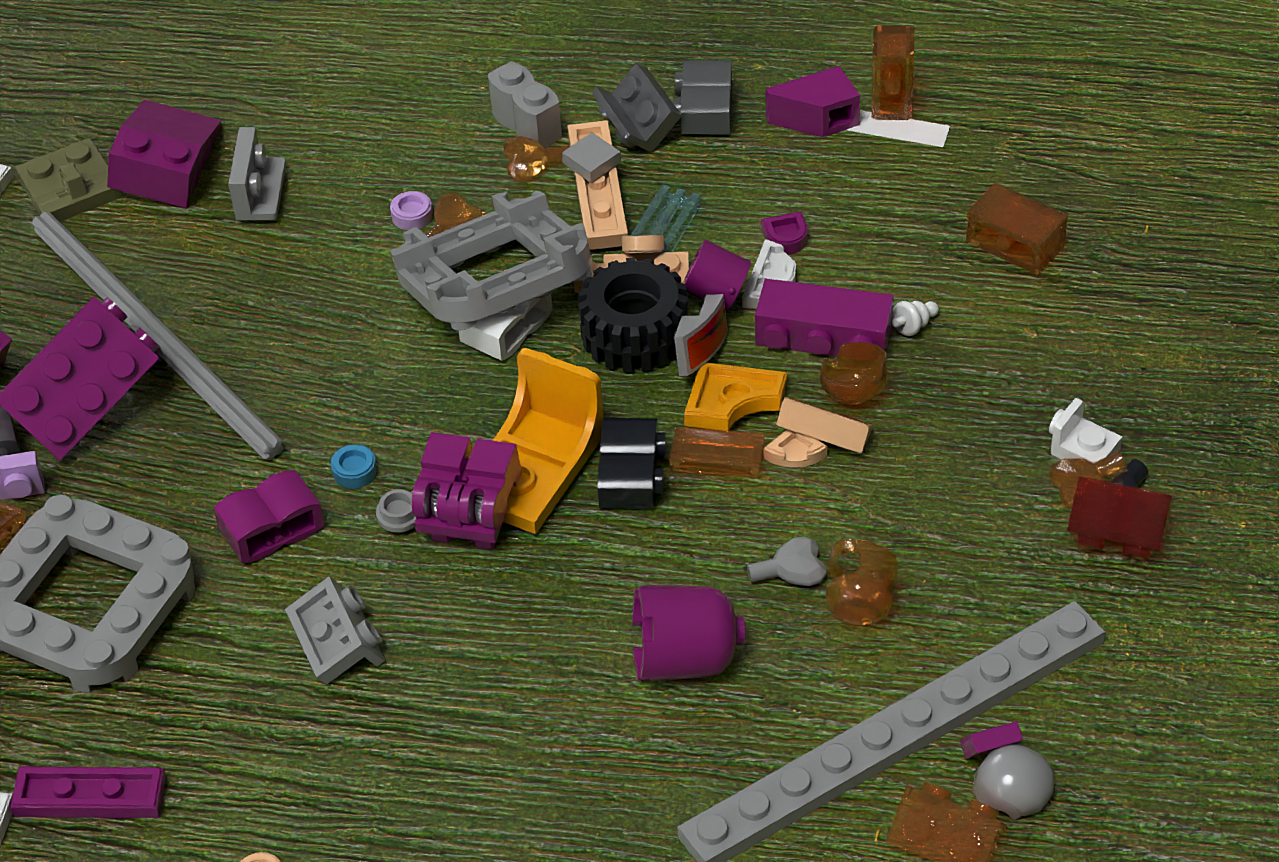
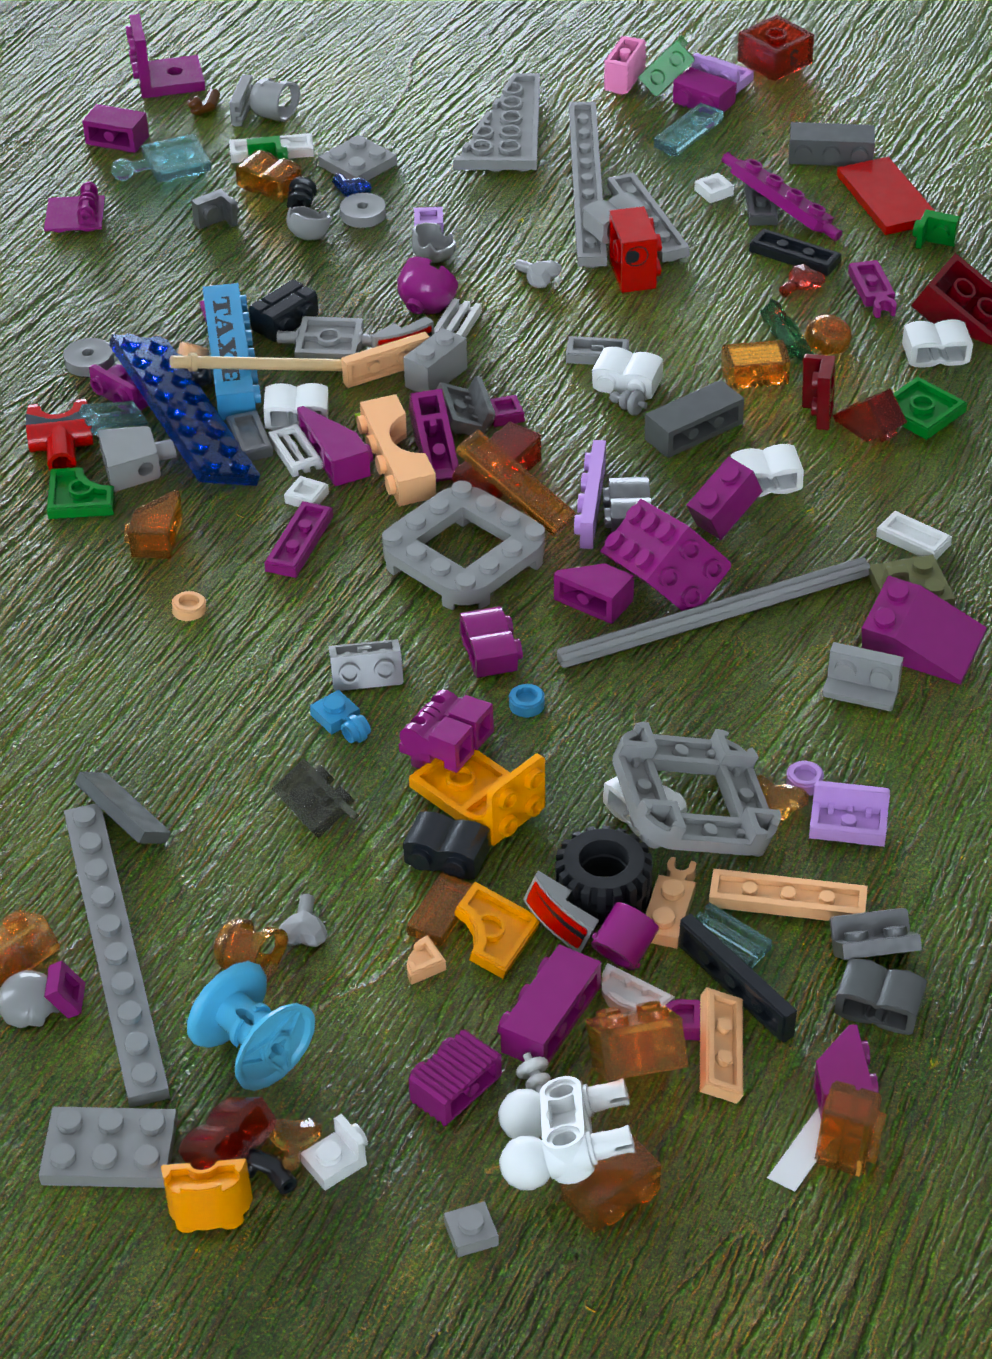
camera: 105 degrees right, 5 degrees down
(149, 434) = (595, 590): none -> magenta slope
(432, 641) = (340, 713): none -> dark azure plate
(469, 159) = (849, 813): none -> lavender bracket
(524, 104) = (903, 861): light grey brick -> none
(529, 157) = (843, 860): clear orange rock -> none
(591, 157) = (808, 885): light grey tile -> none
(595, 607) = (313, 798): none -> clear smoke bracket
(643, 244) = (686, 898): light nougat tile -> none
(678, 797) = (122, 808): none -> dark grey tile
(684, 632) = (252, 824): magenta cylinder -> none
(726, 195) = (737, 978): none -> black tile
(811, 193) = (721, 1045): none -> light nougat tile
(824, 424) = (433, 976): light nougat slope -> none
(855, 374) = (473, 1006): clear orange hair -> none
(862, 225) = (636, 1041): none -> clear orange brick
(948, 369) = (454, 1076): none -> magenta brick
(996, 248) = (563, 1120): none -> white piece
(1000, 499) = (235, 1011): none -> medium azure piece
(1112, 321) = (471, 1229): none -> light grey plate
(1168, 634) = (108, 1147): none -> light grey plate
(1204, 502) = (208, 1196): none -> light orange cylinder

